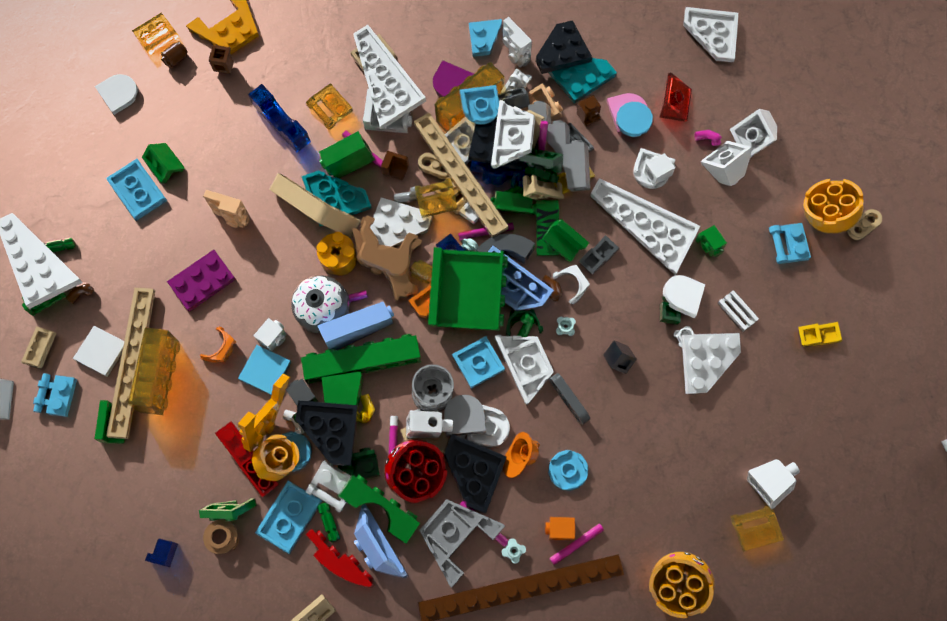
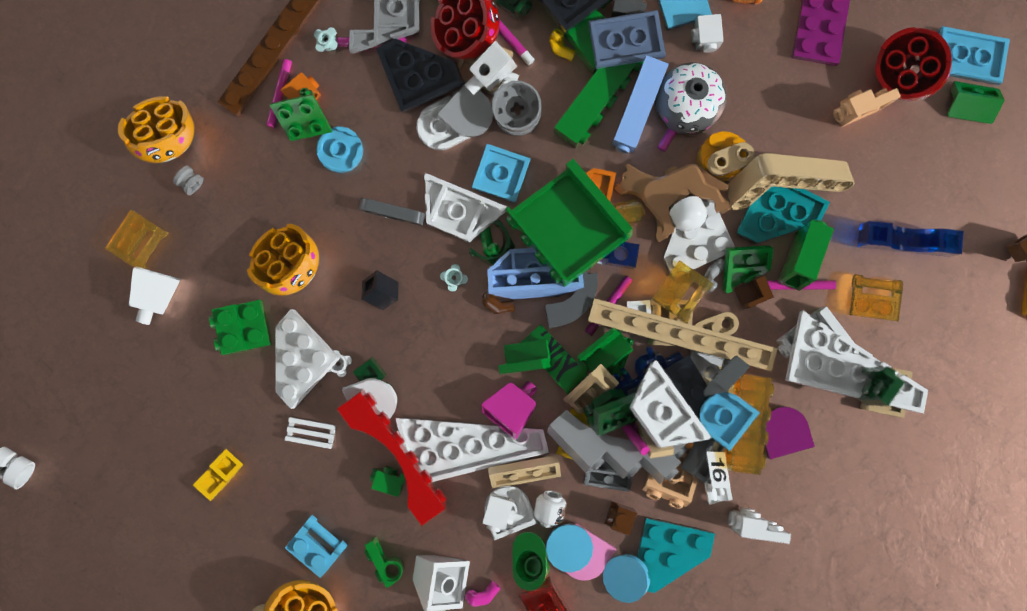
camera: 135 degrees right, 15 degrees up
(180, 192) = (912, 49): none -> red cylinder
(325, 369) = (626, 39): none -> sand blue tile
(335, 241) = (731, 159): none -> tan plate
(380, 48) = (882, 388): none -> dark green bracket
(384, 184) = (744, 264): none -> green wing
(390, 233) = (688, 213): none -> white hair
(458, 125) = (726, 376): none -> dark grey slope
(469, 245) = (607, 273): light aqua plate -> none
(483, 36) = (800, 512): medium azure wing -> none
(510, 84) = (718, 469): none -> white sticker
(520, 454) = (389, 122): orange piece -> none
(563, 49) = (706, 564): black plate -> none
(575, 506) = (301, 116): none -> green hinge
(583, 282) = (475, 332): white helmet -> none
(599, 218) = (511, 407): none -> dark pink torso
(599, 255) = (482, 374): dark grey slope -> none
(615, 78) = (626, 578): none -> medium azure tile
(622, 180) = (524, 471): none -> tan plate
(626, 148) = (550, 508): none -> white head
(665, 129) = (529, 561): none -> green piece
(671, 431) = (283, 260): none -> light orange cylinder
(688, 536) = (188, 180): none -> light grey wheel
(696, 283) = (363, 415): none -> red arch
(731, 411) = (240, 327): none -> green plate
(754, 199) = (376, 554): none -> green plate

